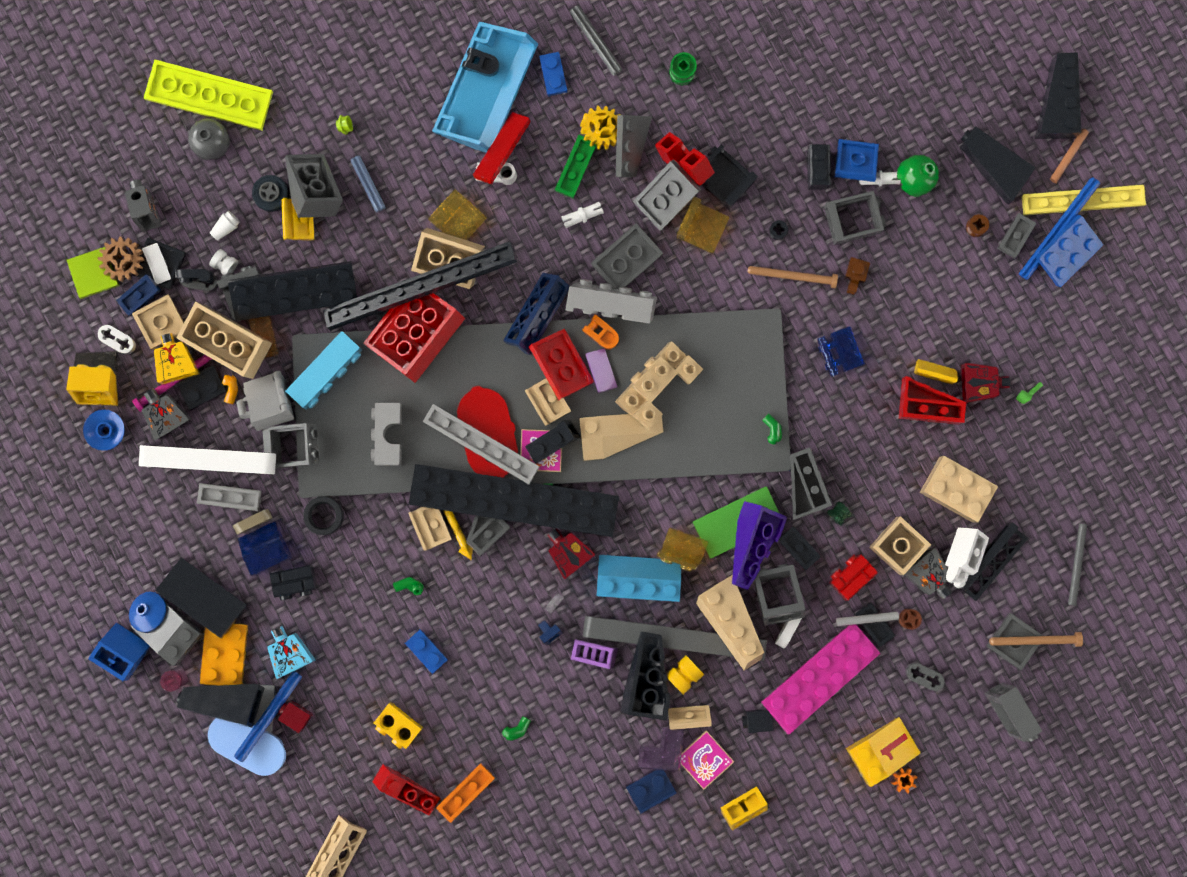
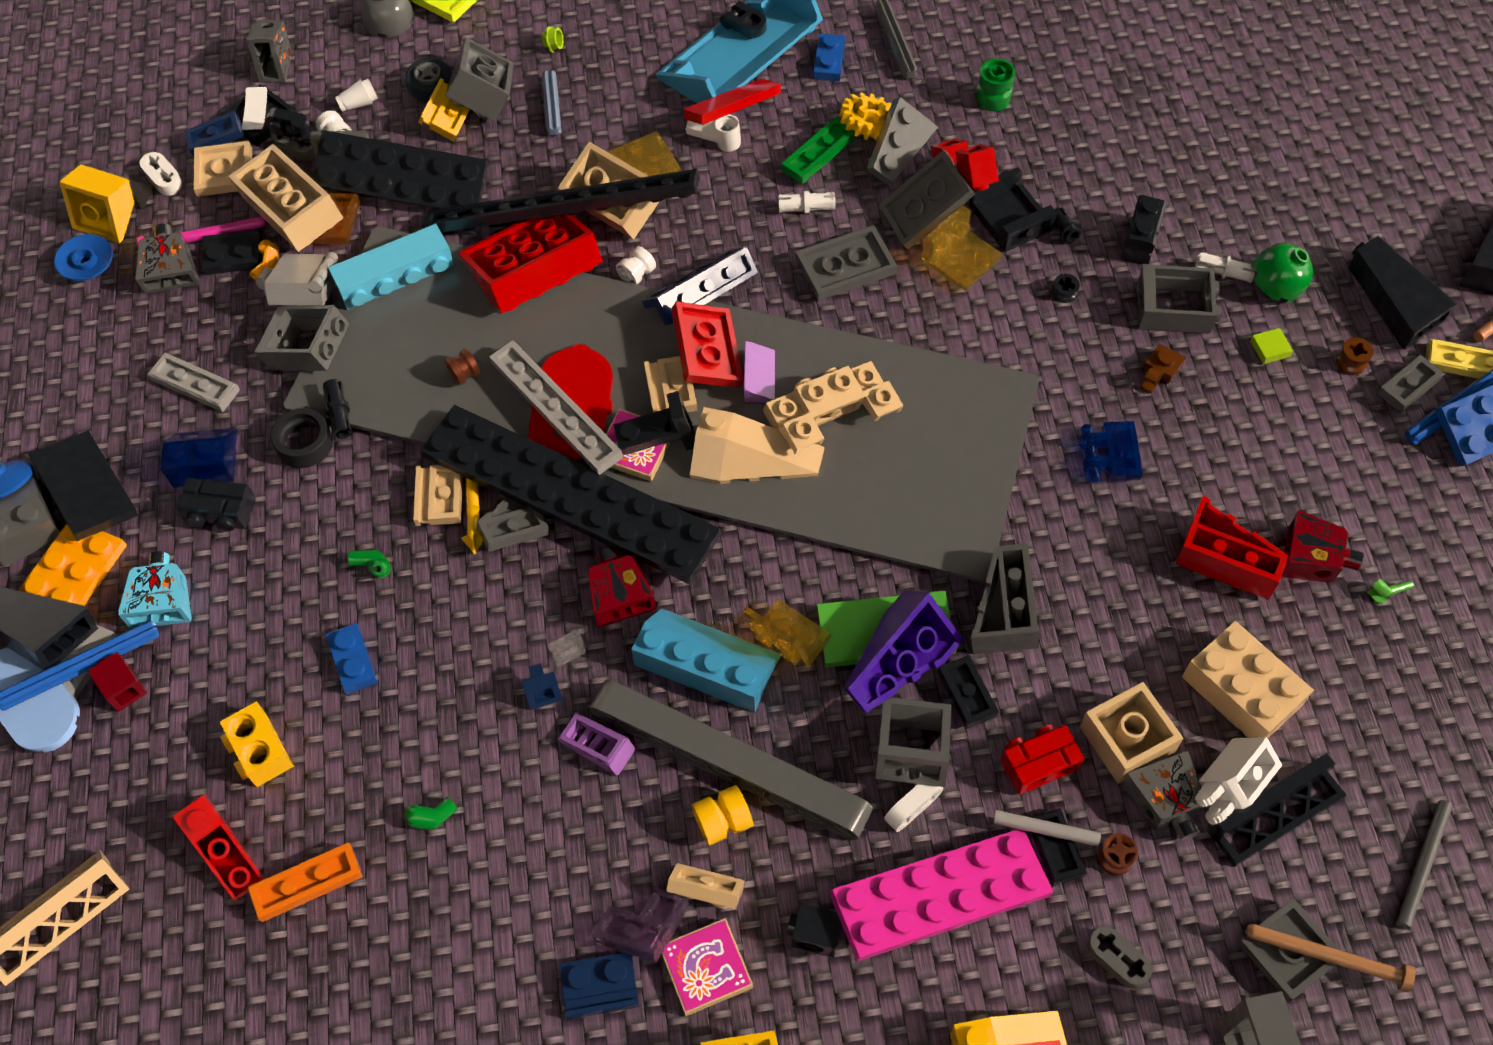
camera: 25 degrees right, 25 degrees down
(88, 275) = (176, 102): lime tile -> none
(120, 250) = (215, 91): medium nougat gear -> none
(173, 361) = (210, 205): yellow torso -> none
(207, 459) = (189, 320): white beam -> none
(252, 522) = (205, 416): dark tan beam -> none
(338, 490) = (337, 409): none -> black pin
(385, 416) = (421, 380): light grey arch -> none
(407, 433) = (462, 366): none -> copper wheel
(486, 310) = (636, 265): none -> white wheel
(607, 338) = (784, 335): orange plate -> none
(611, 301) = (803, 292): light grey wedge -> none
(646, 683) = (657, 809): black wedge -> none
(731, 621) = (824, 750): tan wedge -> none
(764, 177) = (1068, 229): none -> black pin
(775, 429) = (983, 514): green arm -> none
(794, 275) = (1075, 346): medium nougat bar -> none
(839, 513) = (1046, 661): clear green wheel -> none
(856, 160) = (1199, 237): blue tile -> none
(922, 232) = (1271, 346): none -> lime tile
(936, 372) = (1249, 519): yellow slope -> none

